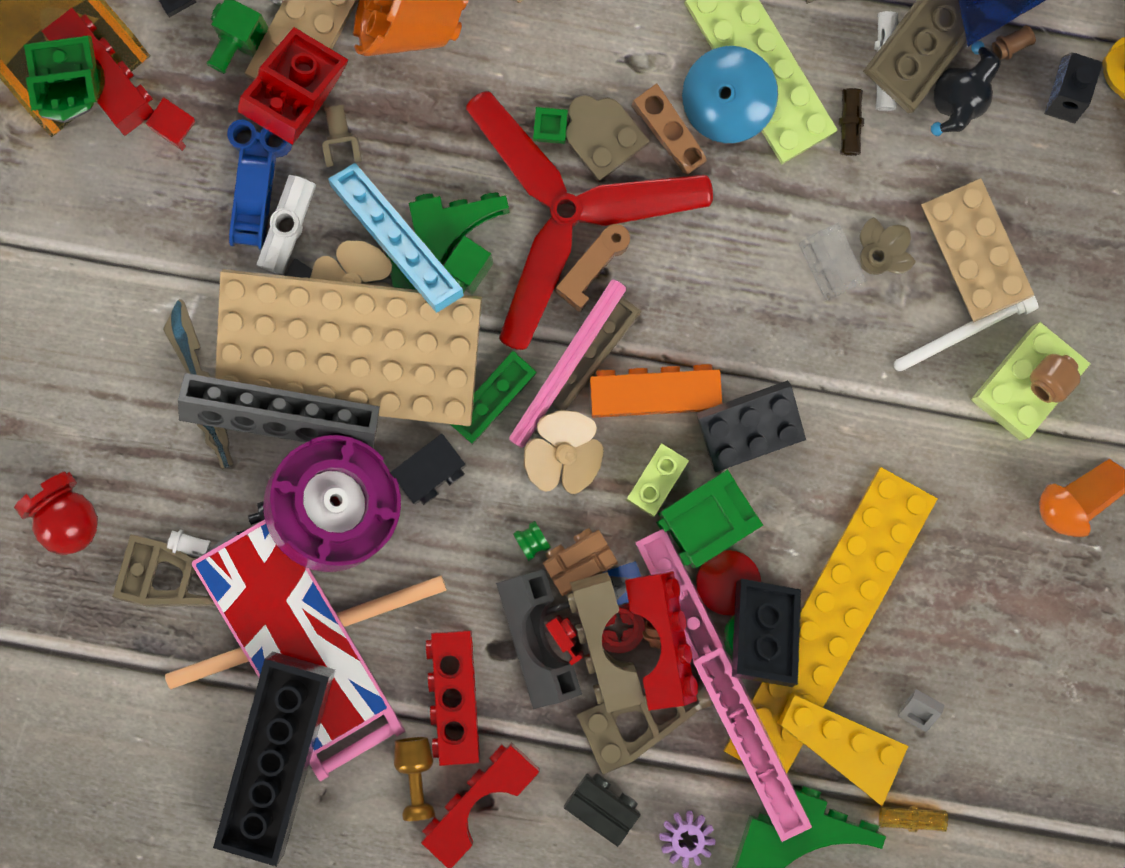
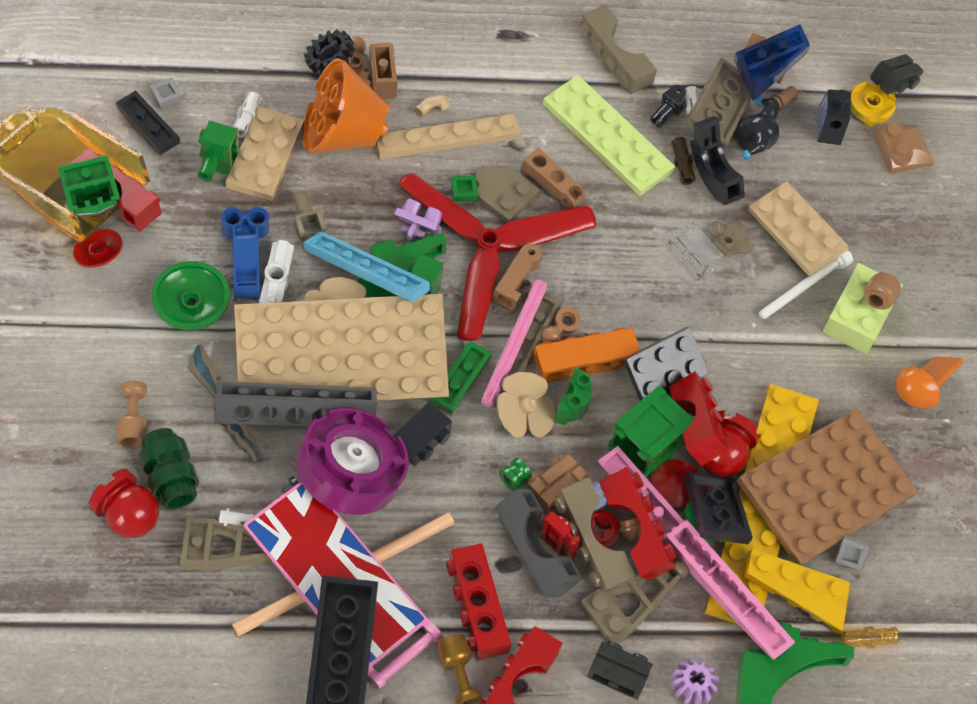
camera: 20 degrees left, 25 degrees down
(71, 151) = (98, 248): none -> red dish
(81, 409) = (132, 427): none -> medium nougat piece
(113, 459) = (171, 475): none -> dark green piece
(157, 225) = (186, 284): none -> green dish
(171, 123) = (173, 221): red panel -> none
(292, 85) = (265, 180): red slope -> none
(478, 170) = (409, 214): none -> lavender hips
(547, 39) = (448, 136): none -> tan plate
(619, 356) = (553, 333): none -> medium nougat plate
(633, 455) = (576, 400): none -> green cylinder
(657, 480) = (603, 415): yellowish green brick -> none
(751, 99) = (597, 164): dark azure dish -> none
(768, 552) = (705, 435): none -> red arch
(797, 553) = (740, 440): none -> red tile
(854, 34) = (671, 104): none -> black piece
(889, 141) = (712, 164): none -> black arch
(914, 621) = (826, 487): none -> medium nougat plate

